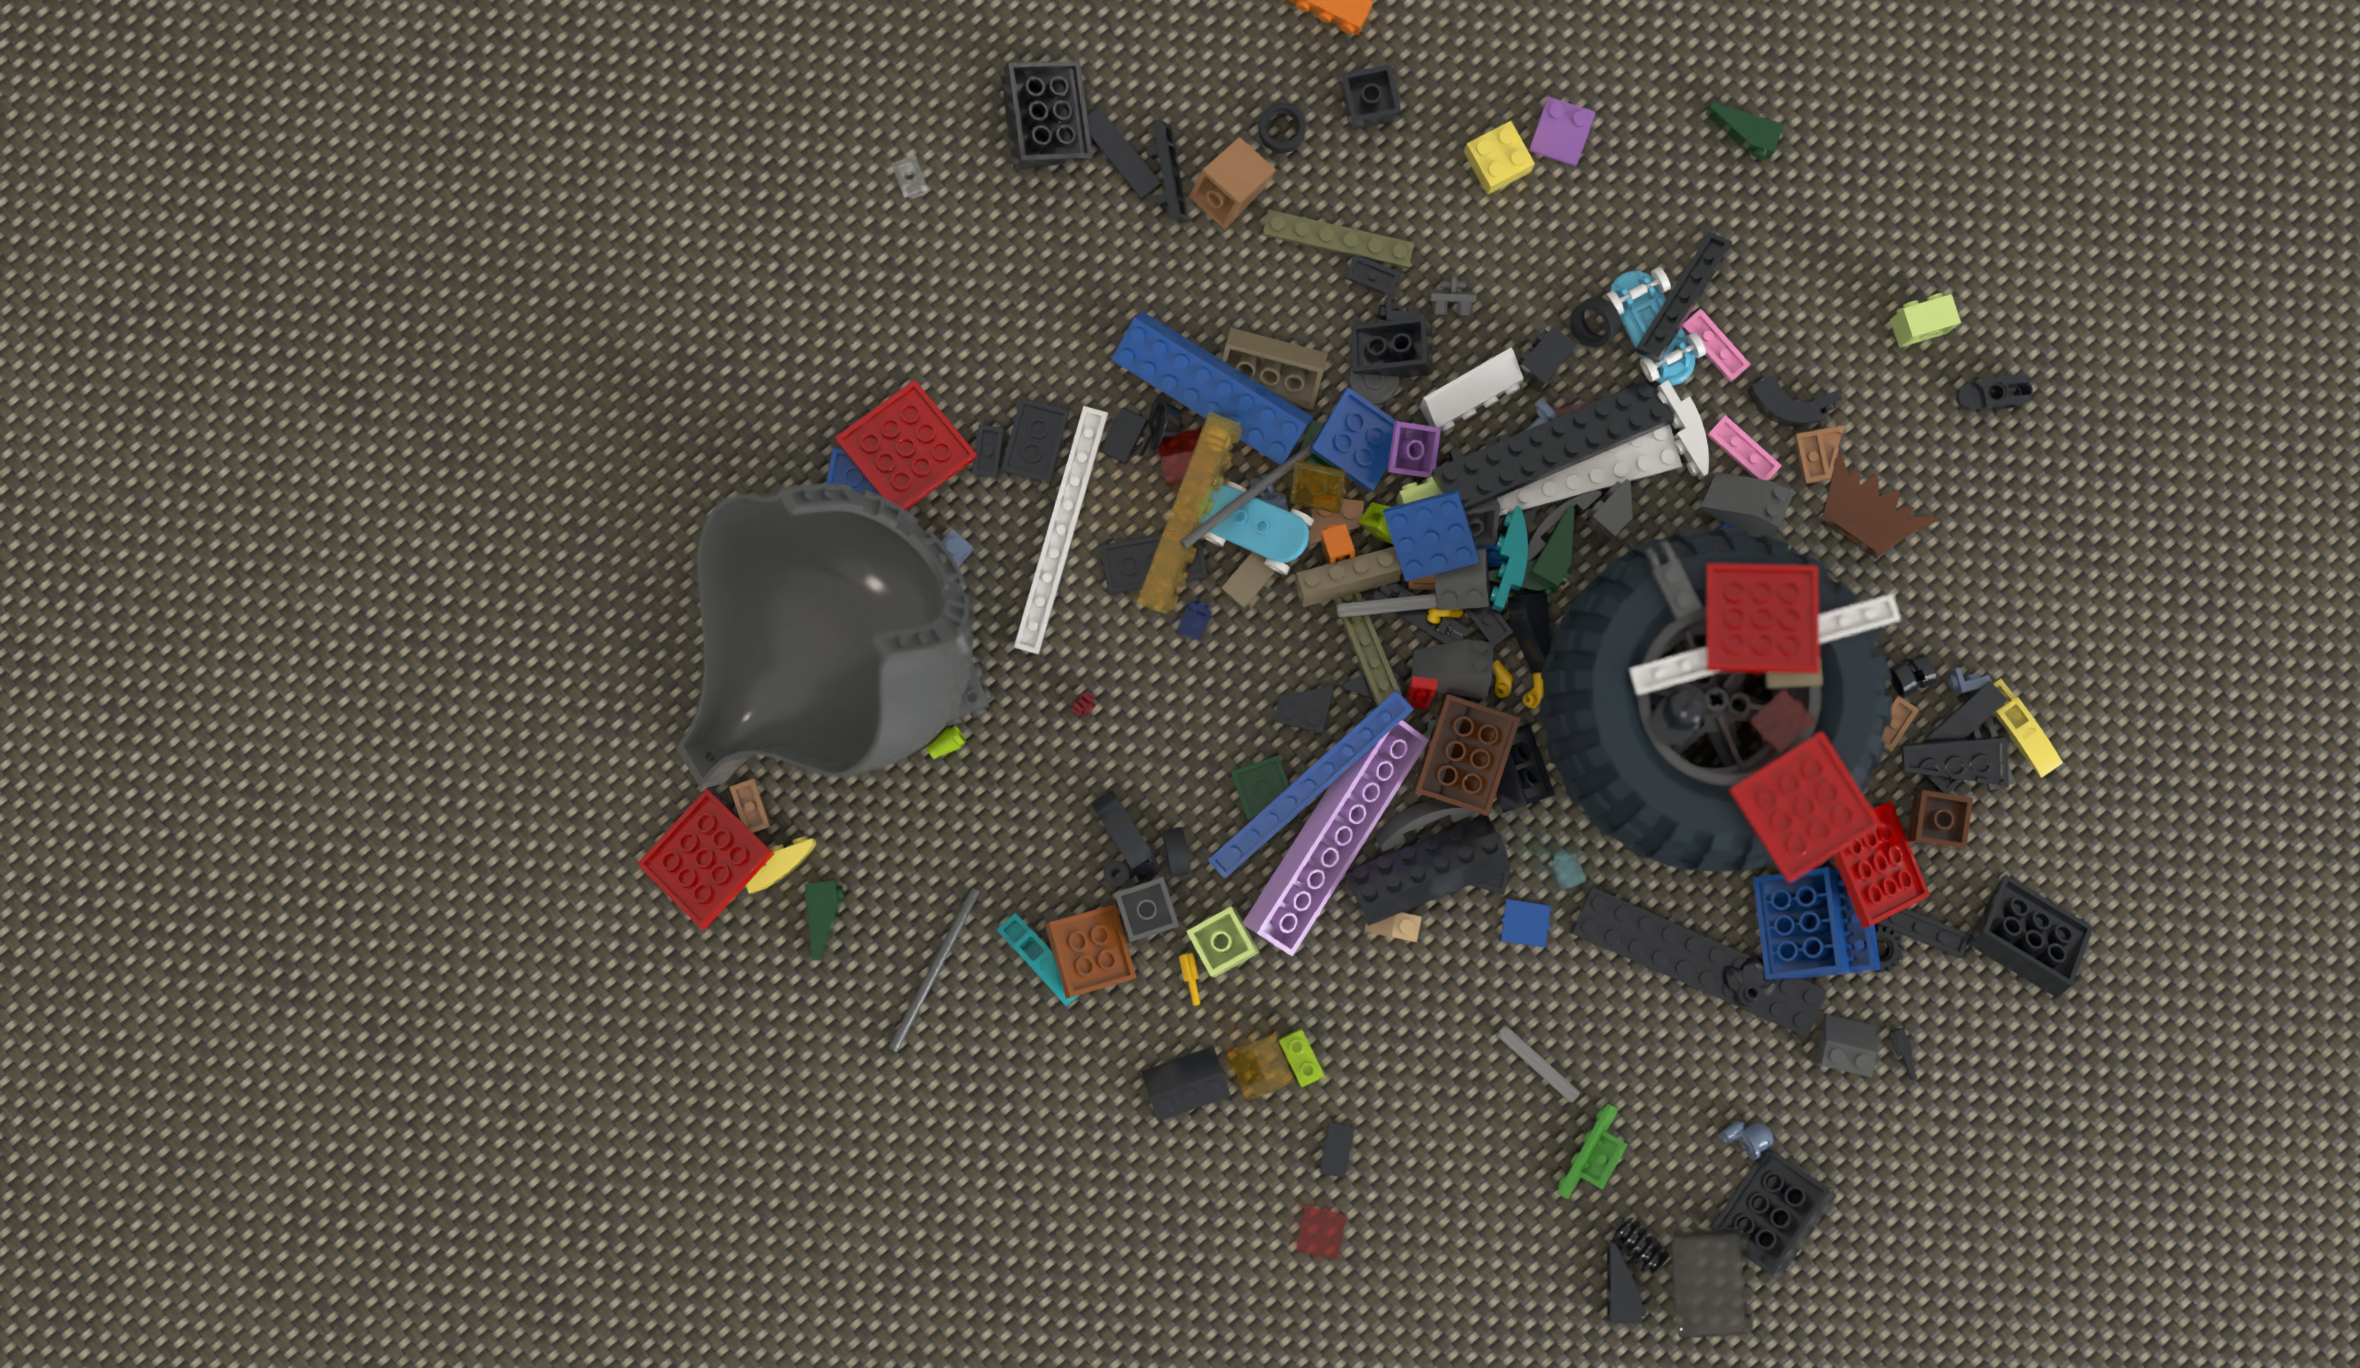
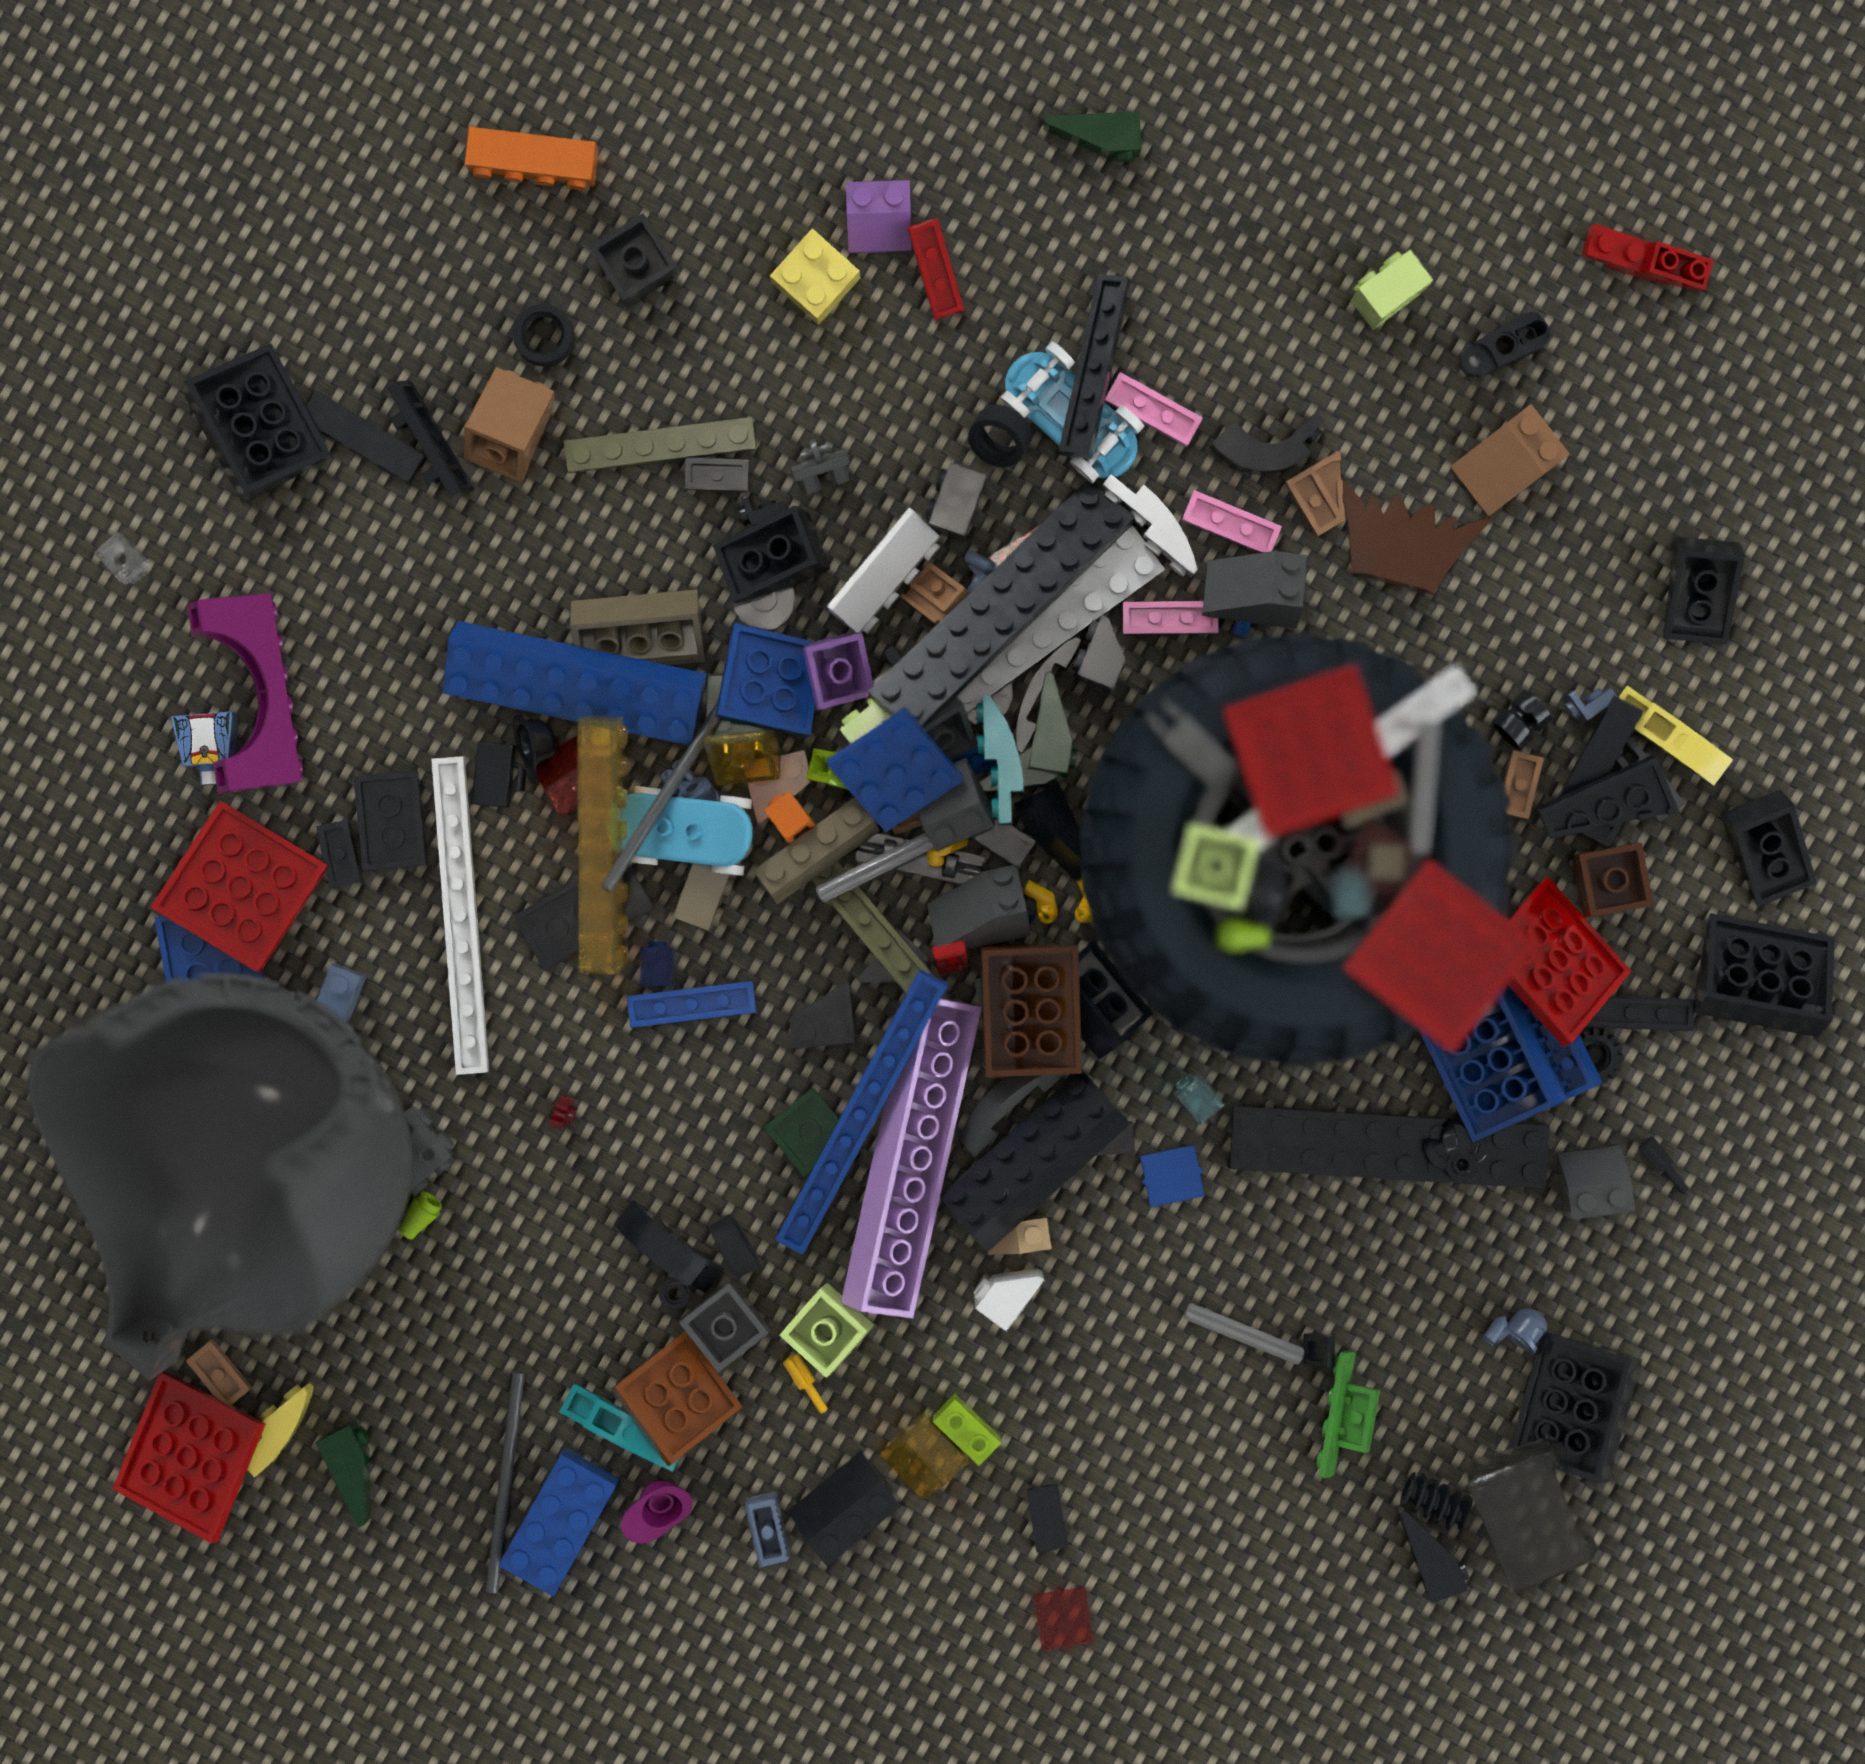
camera: 20 degrees left, 5 degrees up
(921, 333) = (206, 740): none -> torso
(965, 1013) = (559, 1522): none -> blue brick
(985, 262) = (250, 630): none -> magenta arch
(1042, 1033) = (656, 1512): none -> magenta piece
(1122, 1077) = (767, 1529): none -> sand blue brick
(1210, 659) = (691, 1004): none -> blue plate
(1369, 965) = (1006, 1295): none -> white slope
(1504, 420) = (934, 593): none -> medium nougat plate
(1590, 183) = (935, 268): none -> red tile
(1591, 1097) = (1319, 1350): none -> black tile
(1659, 737) = (1241, 935): none -> lime cone
(1661, 675) = (1215, 866): none -> yellowish green brick
(1671, 503) = (1166, 618): none -> bright pink plate
(1752, 736) = (1349, 893): none -> clear light blue brick
(1787, 723) = (1386, 862): none -> dark tan tile
(1837, 676) = (1424, 787): none -> light grey axle
(1970, 479) = (1509, 460): none -> medium nougat slope
(2067, 840) = (1769, 847): none -> black slope
(2082, 628) = (1703, 590): none -> black slope
(2123, 369) = (1647, 260): none -> red slope

